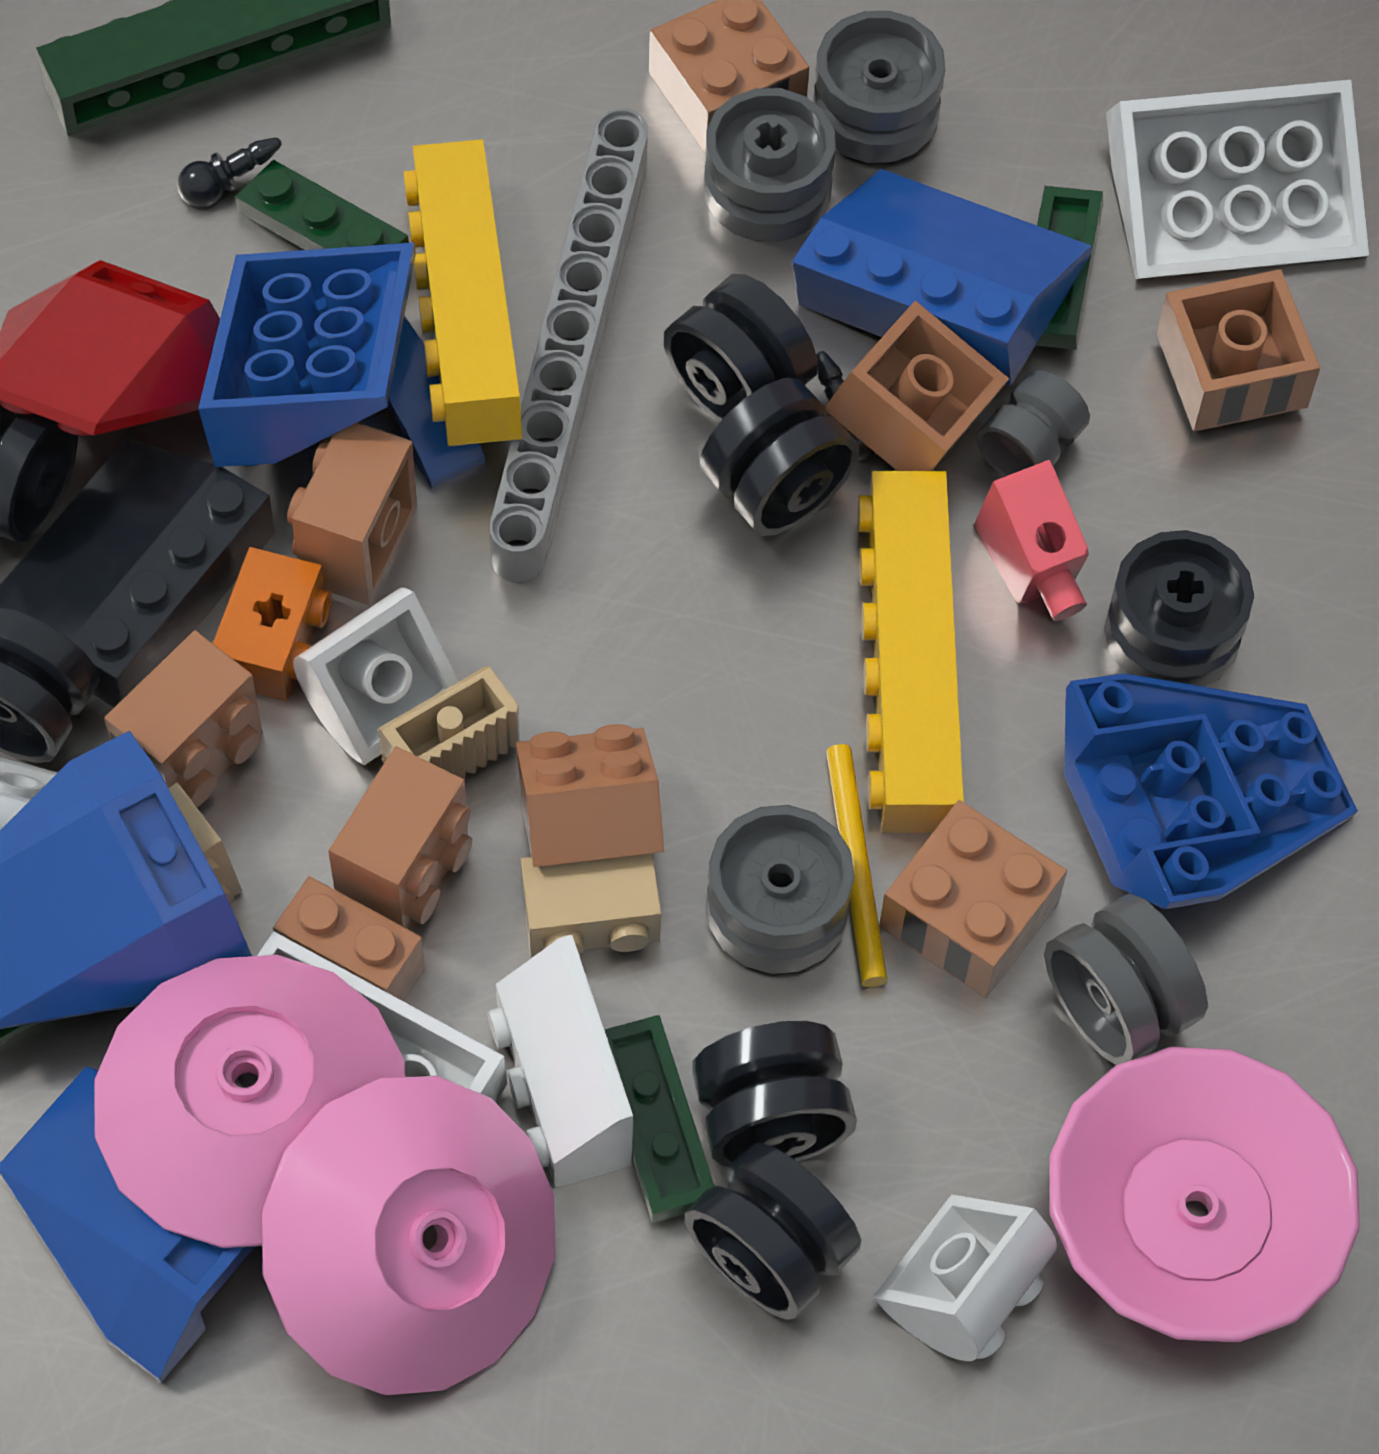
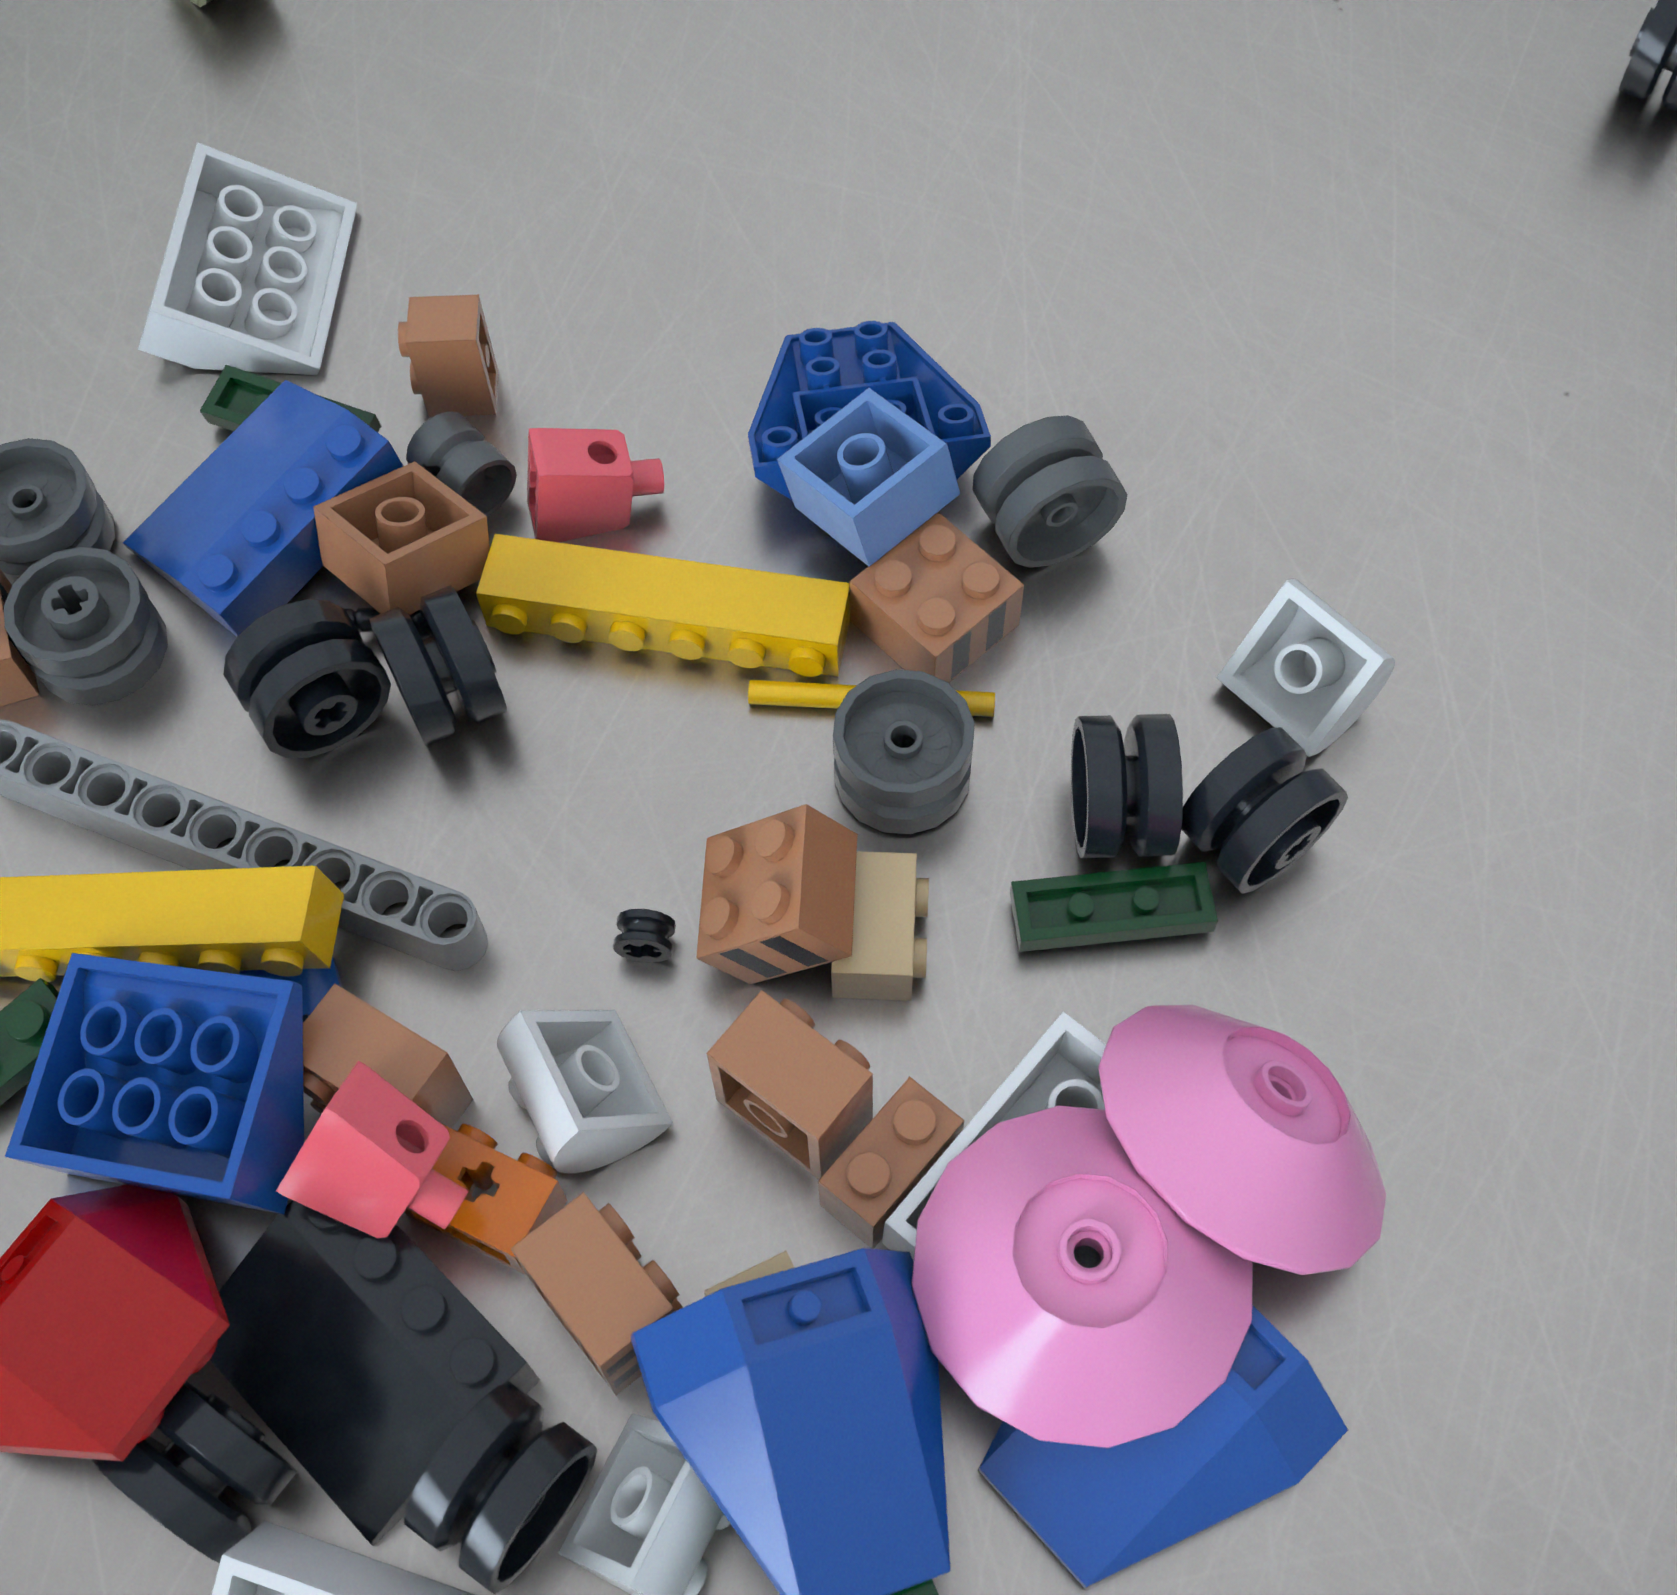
camera: 75 degrees left, 0 degrees up
(256, 510) = (373, 1159): none -> coral torso
(458, 726) = (667, 1020): tan brick -> none
(544, 703) = (644, 935): none -> black bush
(563, 1066) = (1073, 956): white slope -> none
(1074, 785) = (869, 476): none -> medium blue brick
(1157, 382) = (450, 354): none -> nougat brick
(1179, 608) = (684, 393): black wheel -> none
(1218, 1135) = (1266, 438): bright pink dish -> none
(1237, 350) = (425, 266): nougat brick -> none

